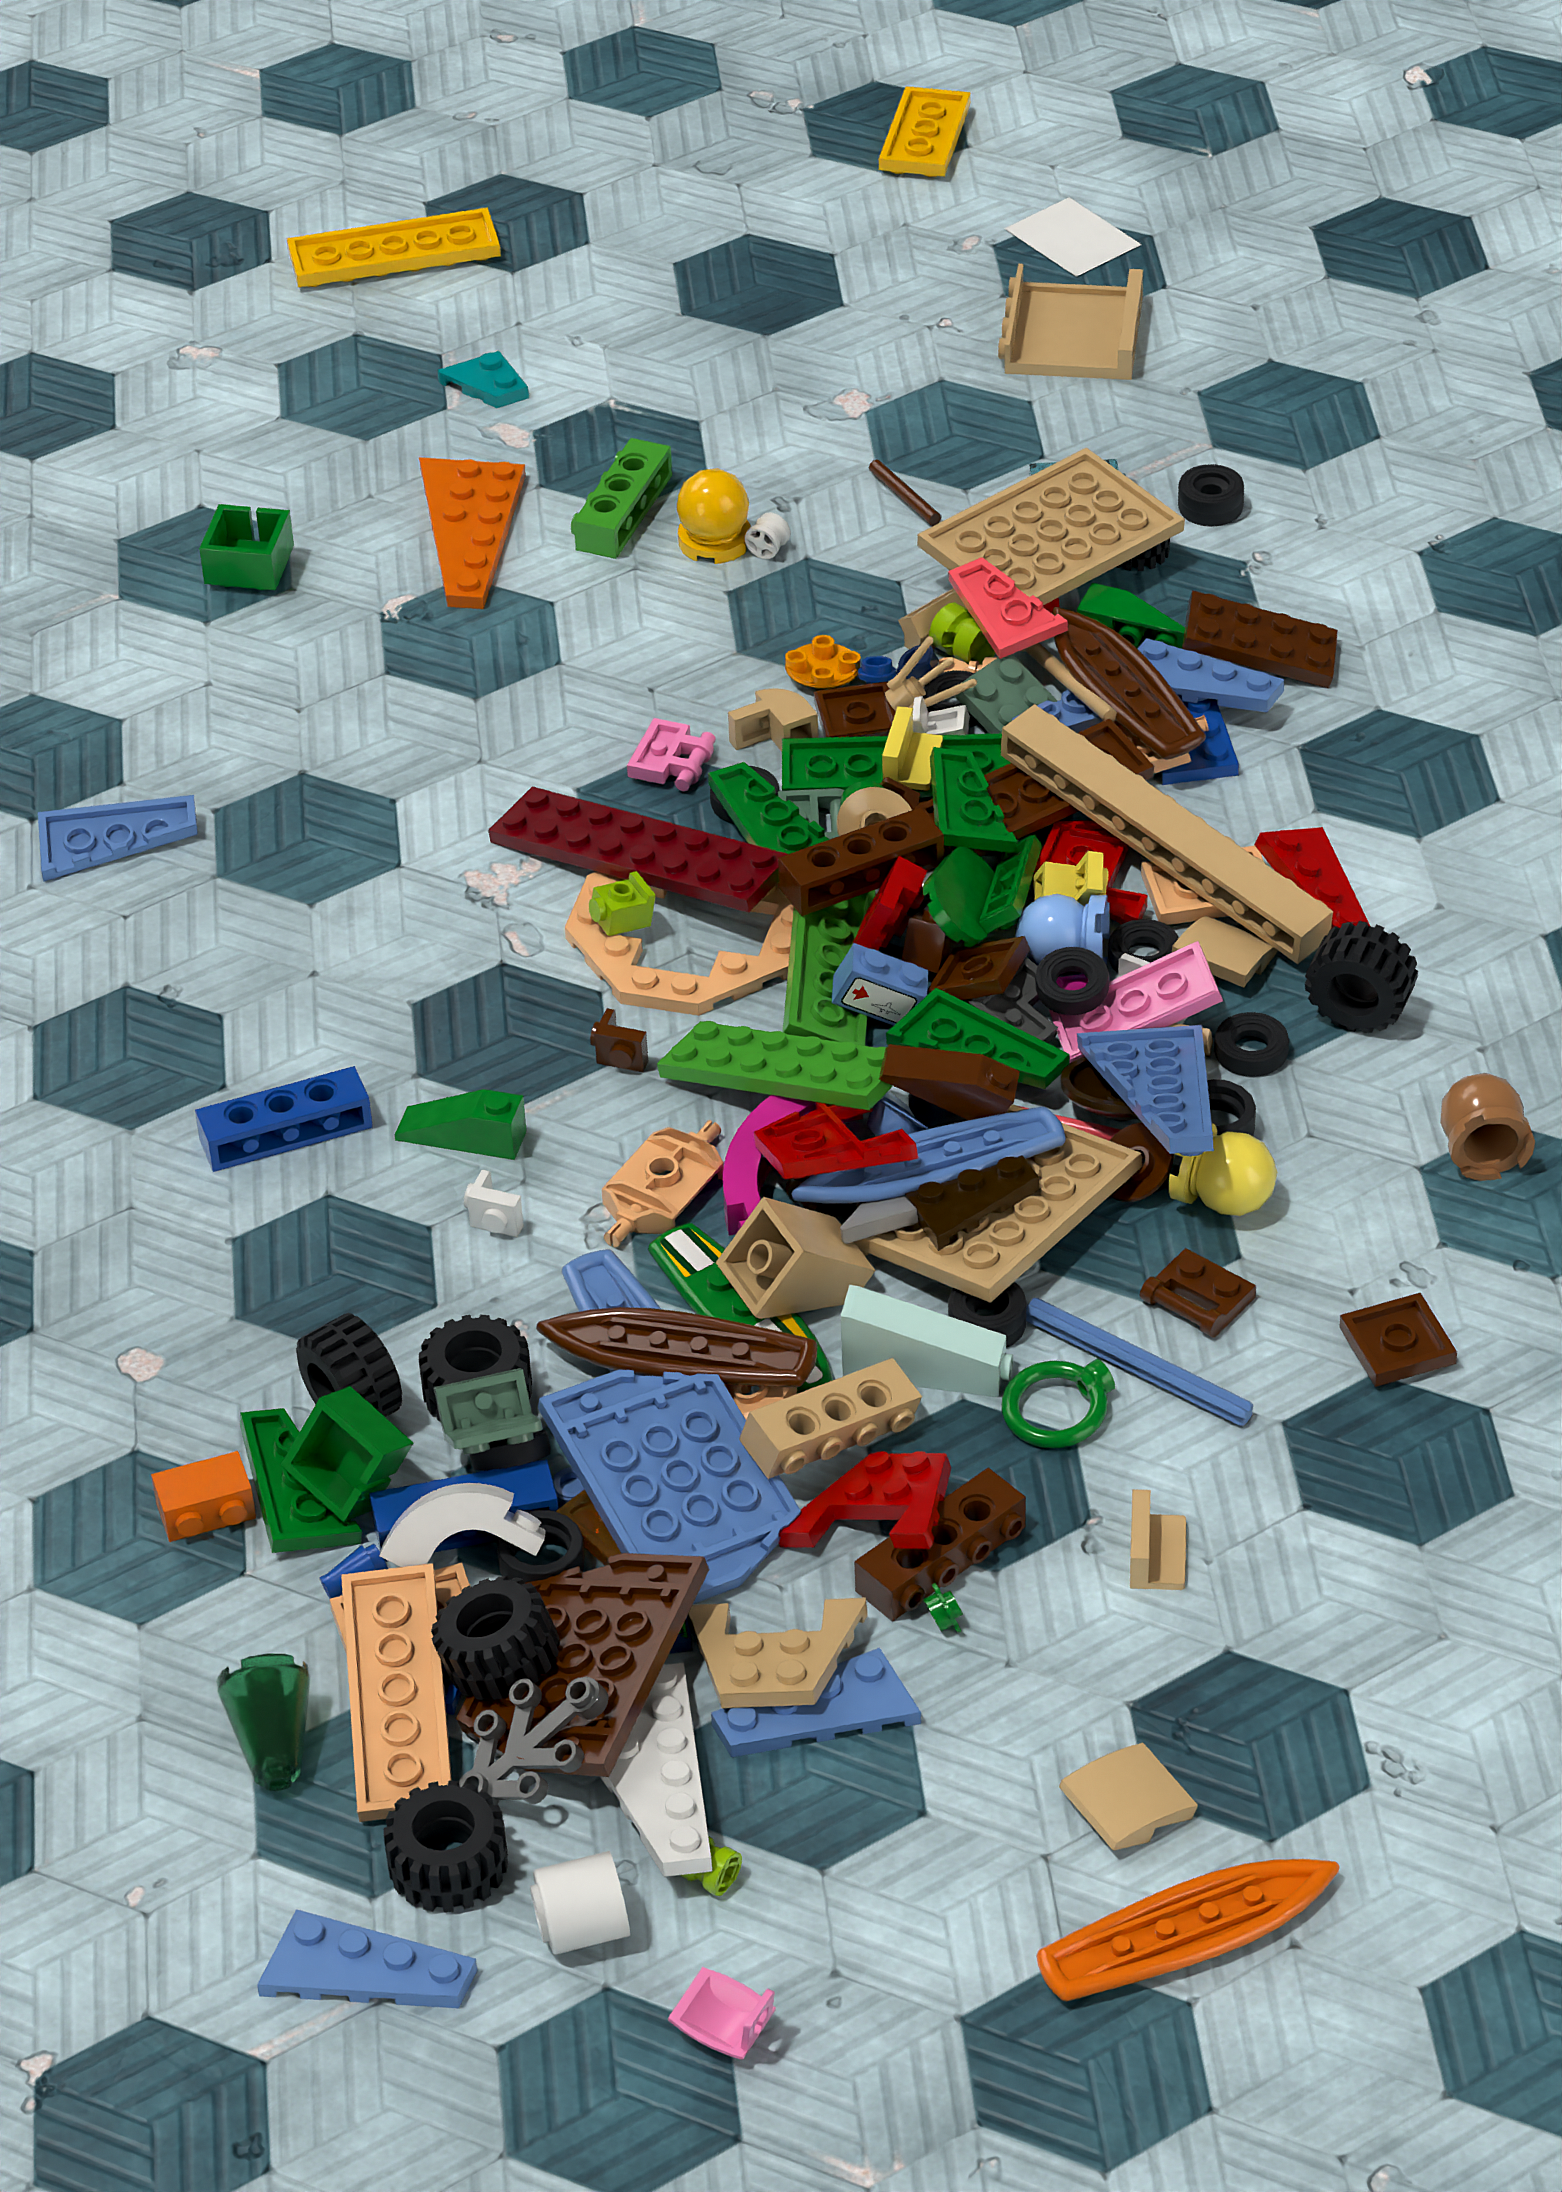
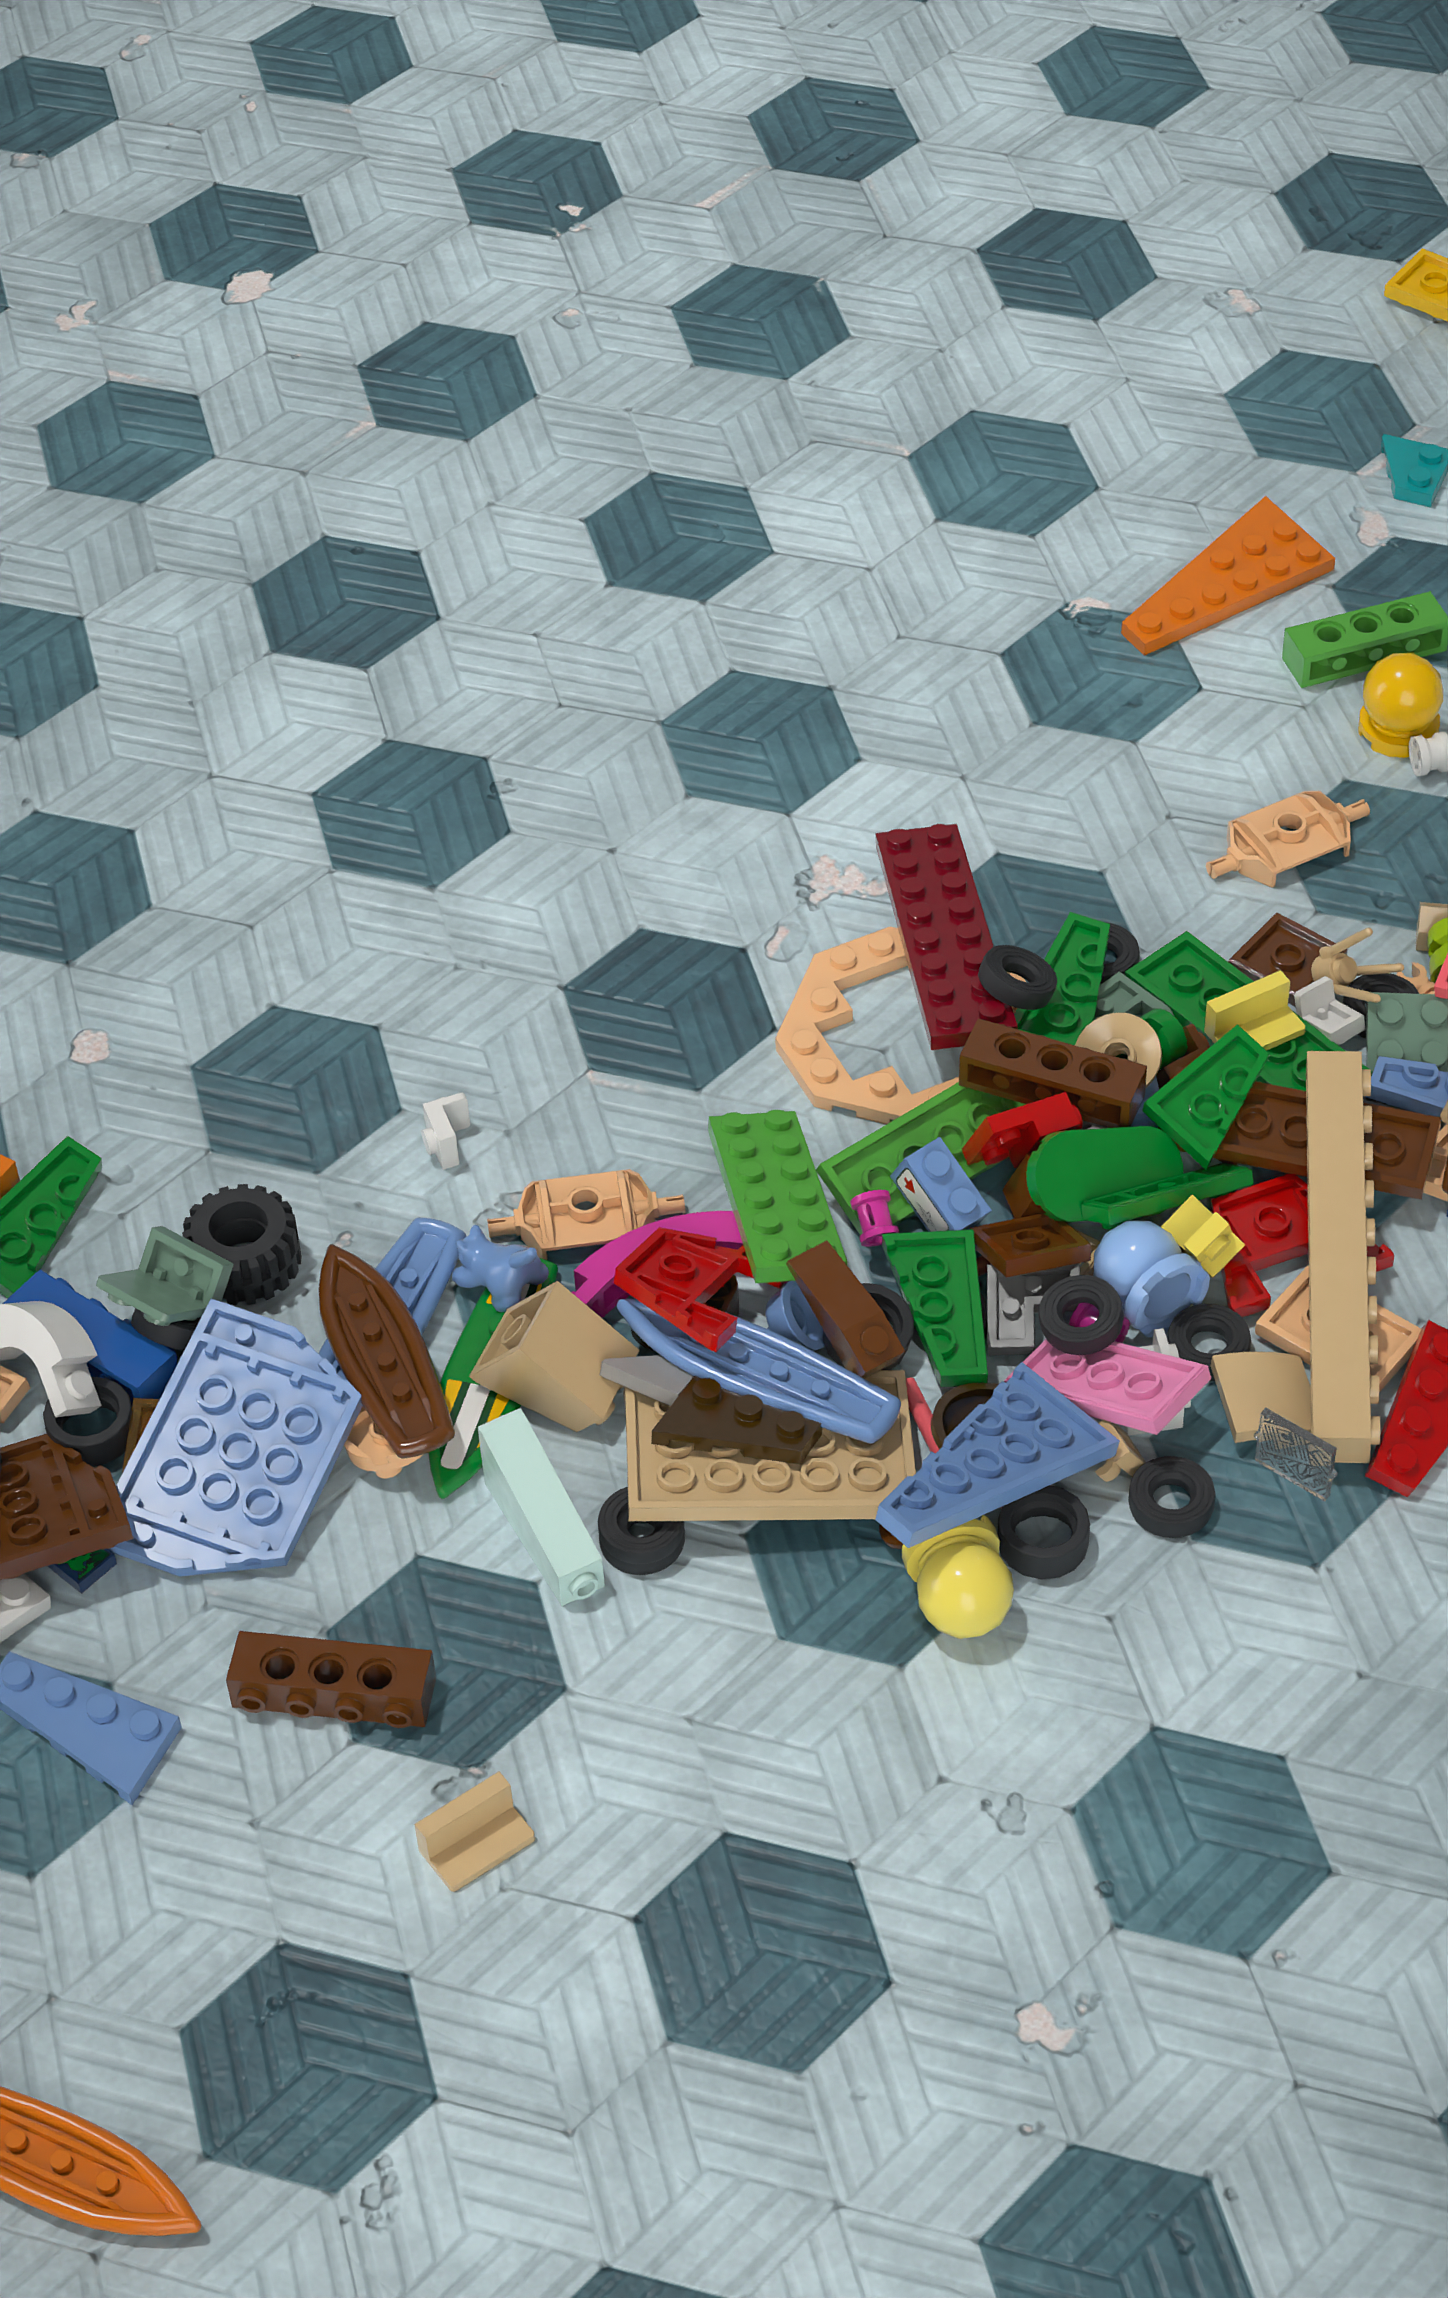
camera: 50 degrees right, 5 degrees up
(102, 833) = (627, 628): medium blue wing -> none
(235, 558) = (1026, 476): green piece -> none
(283, 1118) = (417, 941): blue brick -> none
(346, 1453) = (57, 1223): green piece -> none
(349, 1355) = (148, 1167): black tyre -> none
(468, 1122) = (525, 1054): green slope -> none
(619, 1045) = (707, 1073): reddish brown bracket -> none
(623, 905) = (856, 968): lime brick -> none
(661, 750) = (1091, 868): bright pink plate -> none
(682, 1240) = (497, 1267): none -> medium blue animal
(748, 826) = (1011, 991): none -> black tyre
(751, 662) = (1263, 849): none -> light nougat plate
(775, 716) = (1209, 909): tan brick -> none
(777, 1666) = (84, 1657): tan wing -> none
(822, 663) = (1318, 894): light orange dish -> none
(830, 1418) = (375, 1483): tan brick -> none
(862, 1028) = (873, 1216): none -> dark pink bush
(876, 669) = (1346, 926): blue plate -> none
(879, 1488) = (348, 1601): red wing -> none
(924, 665) = (1392, 950): dark blue tile -> none
(943, 1609) = (258, 1731): green plate -> none
(1091, 1380) = (628, 1658): green piece -> none
(1128, 1796) = (155, 2010): tan slope -> none
(1139, 1361) = (689, 1678): medium blue axle -> none
(1203, 1284) = (833, 1664): reddish brown plate -> none
(1287, 958) = (1295, 1454): none -> clear piece
(1385, 971) = (1312, 1516): black tyre -> none
(1398, 1339) = (898, 1852): reddish brown plate -> none
(1486, 1126) = (1227, 1737): medium nougat tile -> none

